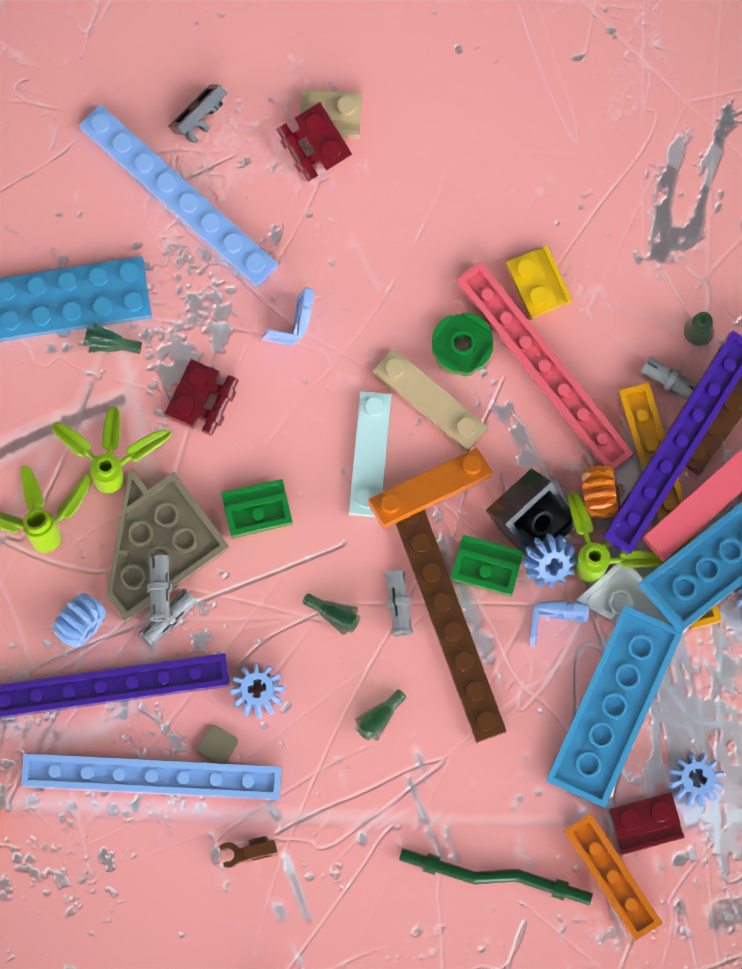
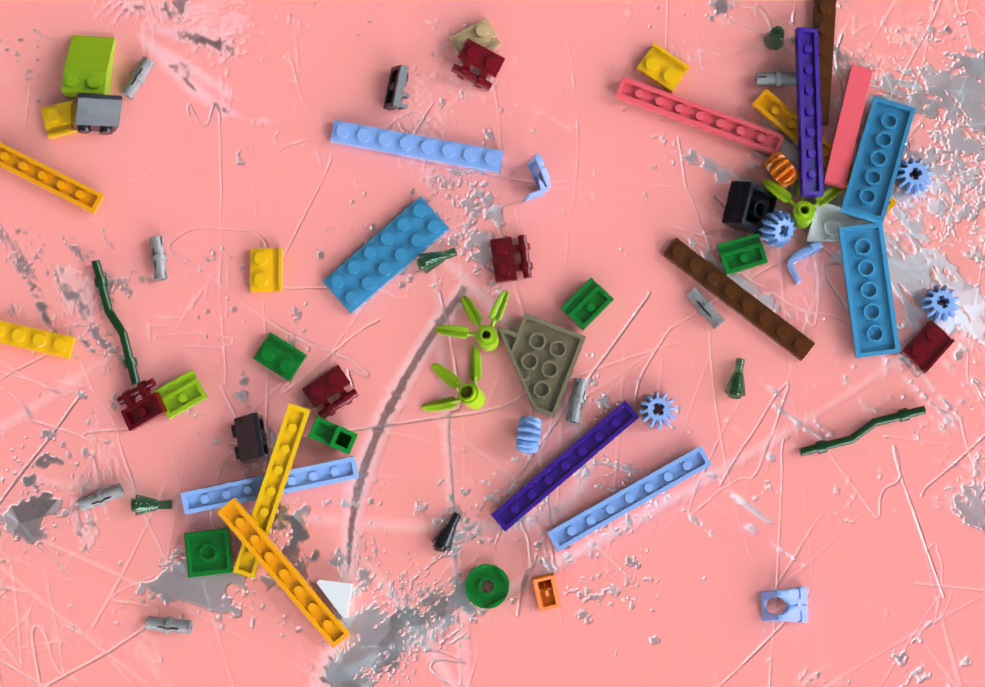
camera: 30 degrees left, 5 degrees up
(159, 588) = (563, 386): light grey pin -> none
(217, 745) = (654, 456): dark tan piece -> none
(258, 849) = (718, 502): reddish brown plate -> none
(340, 616) = (676, 336): clear green cone -> none
(369, 451) = (631, 231): light aqua plate -> none
(430, 399) = (645, 177): tan plate -> none
(430, 488) = (680, 229): orange plate -> none
(465, 361) = (651, 141): green plate -> none
(612, 877) = (929, 389): orange plate -> none

